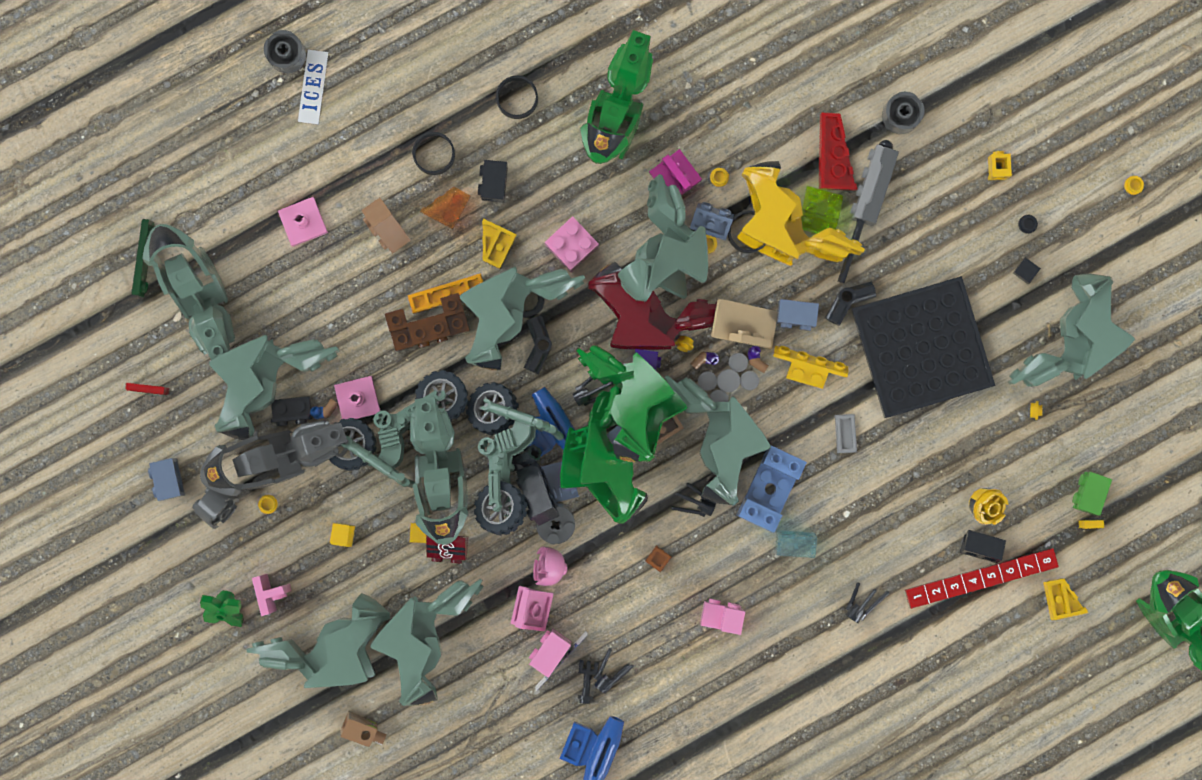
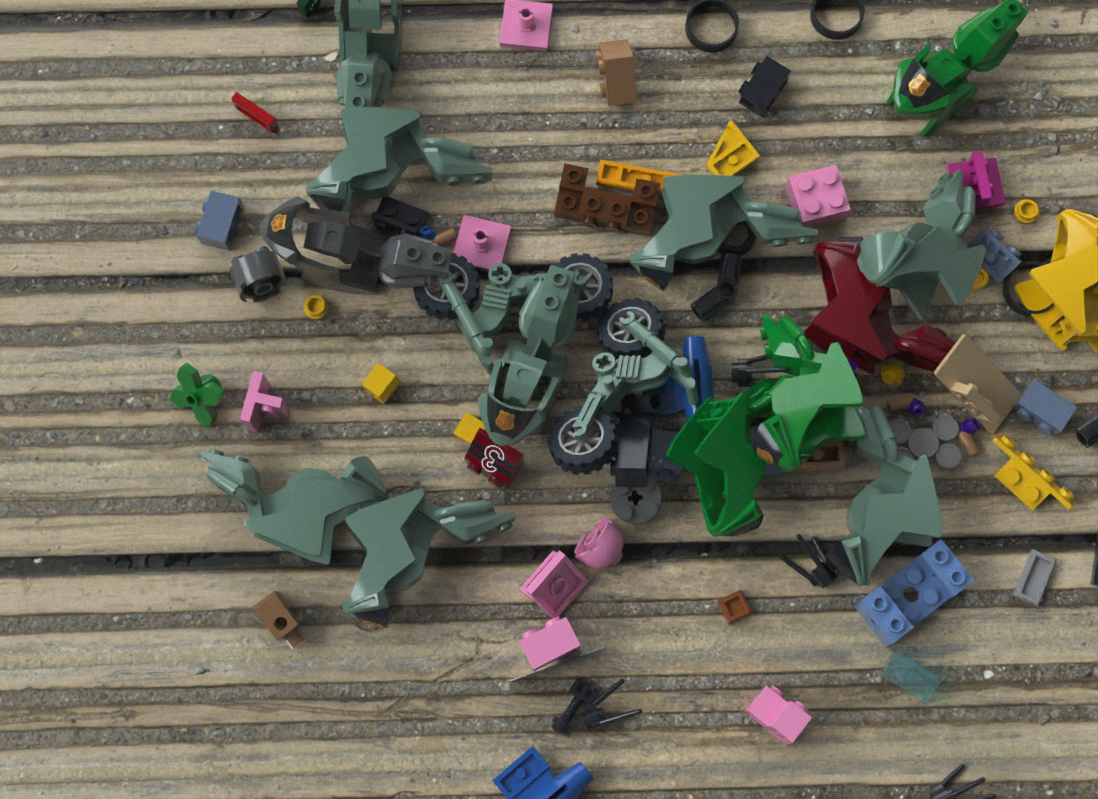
camera: 30 degrees right, 10 degrees down
(448, 207) = (696, 89): clear orange wing -> none

